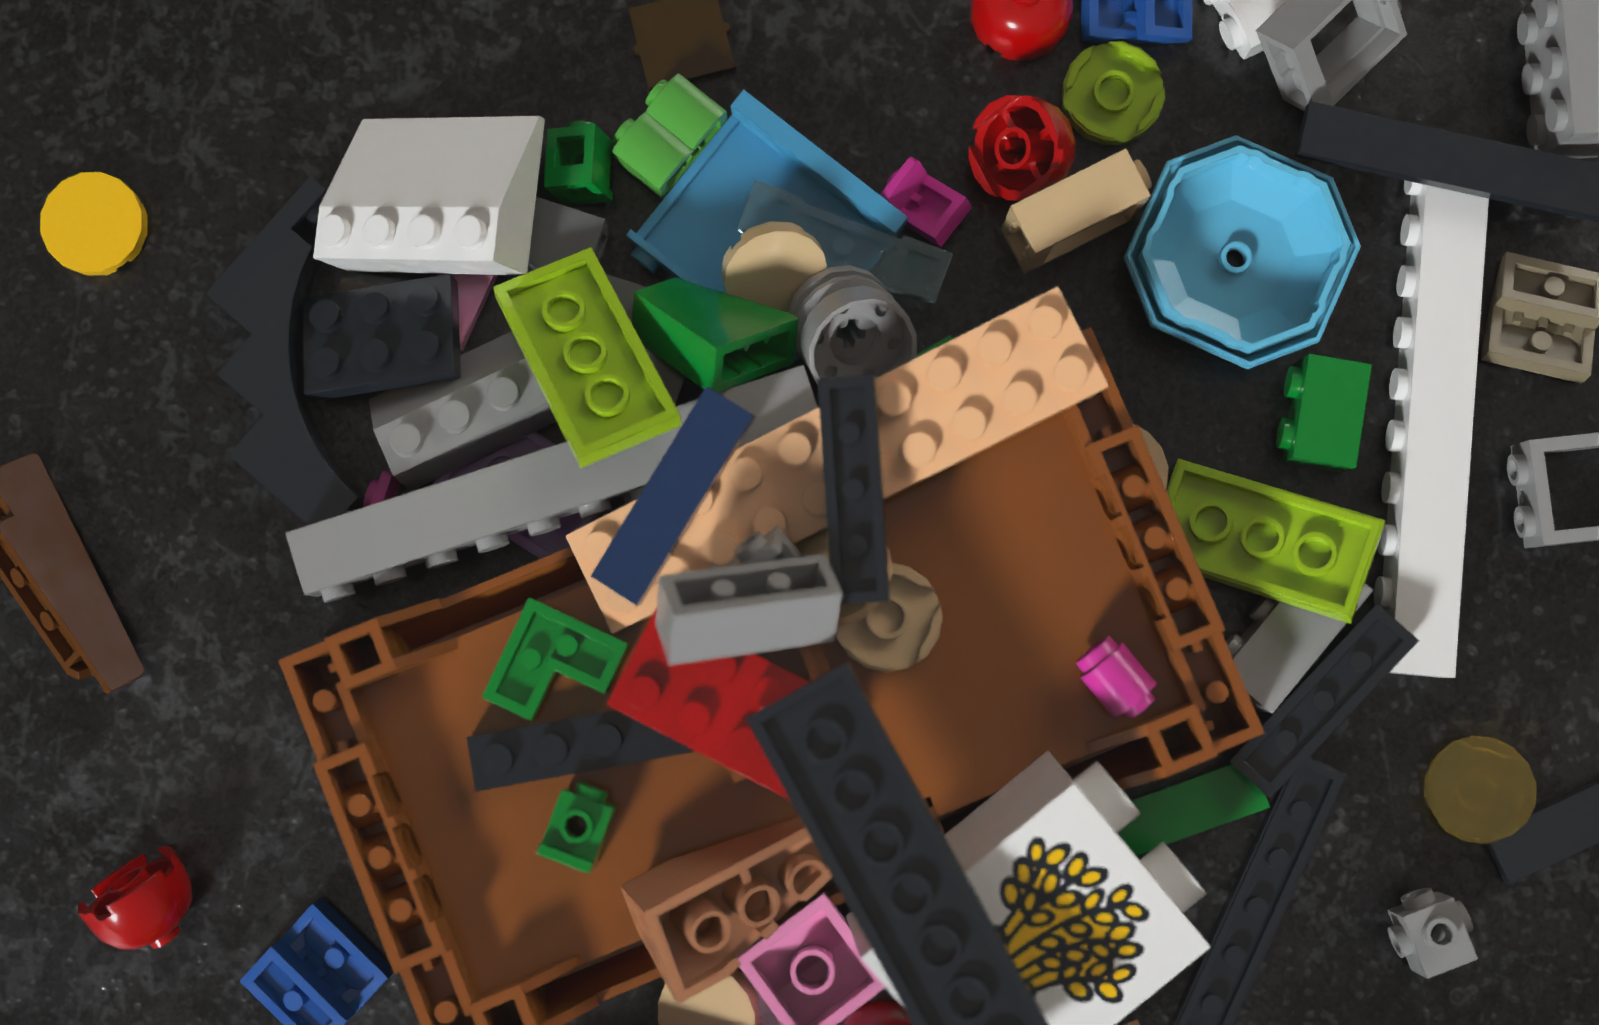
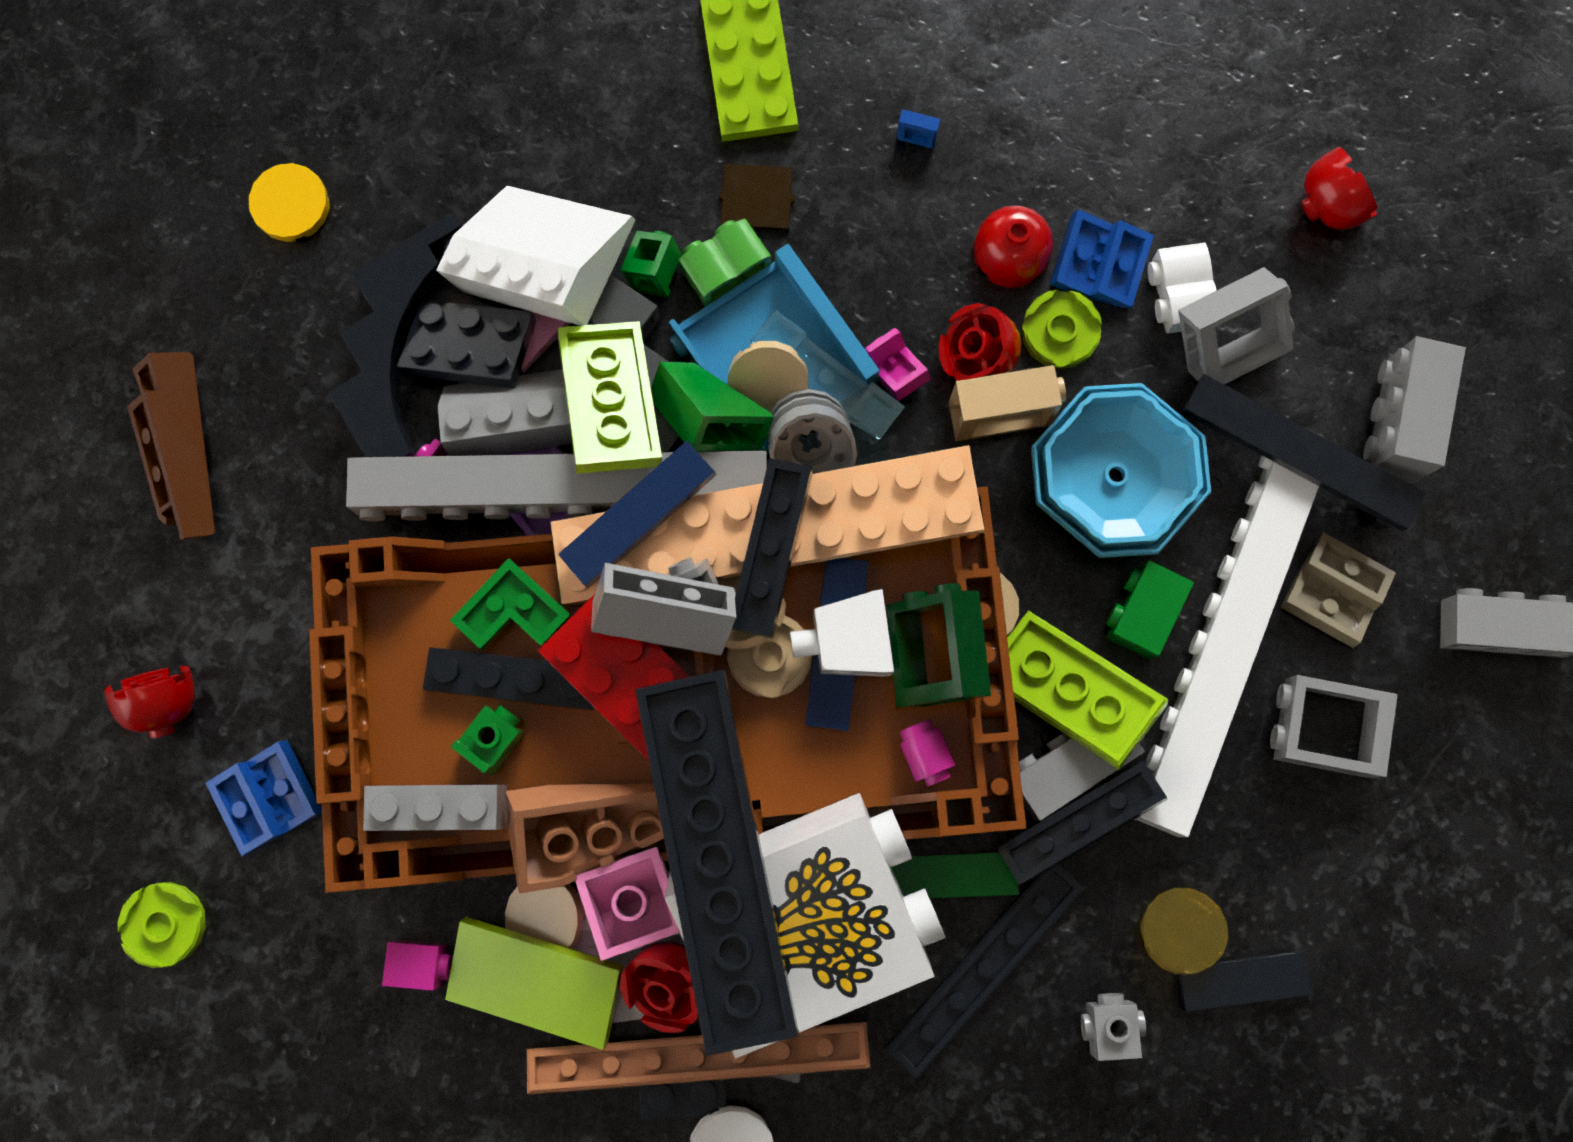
camera: 15 degrees right, 5 degrees down
(540, 932) = (435, 807): none -> light grey brick
(965, 578) = (832, 694): none -> dark blue tile
(981, 568) = (848, 637): none -> white torso
(1127, 533) = (965, 647): none -> dark green window

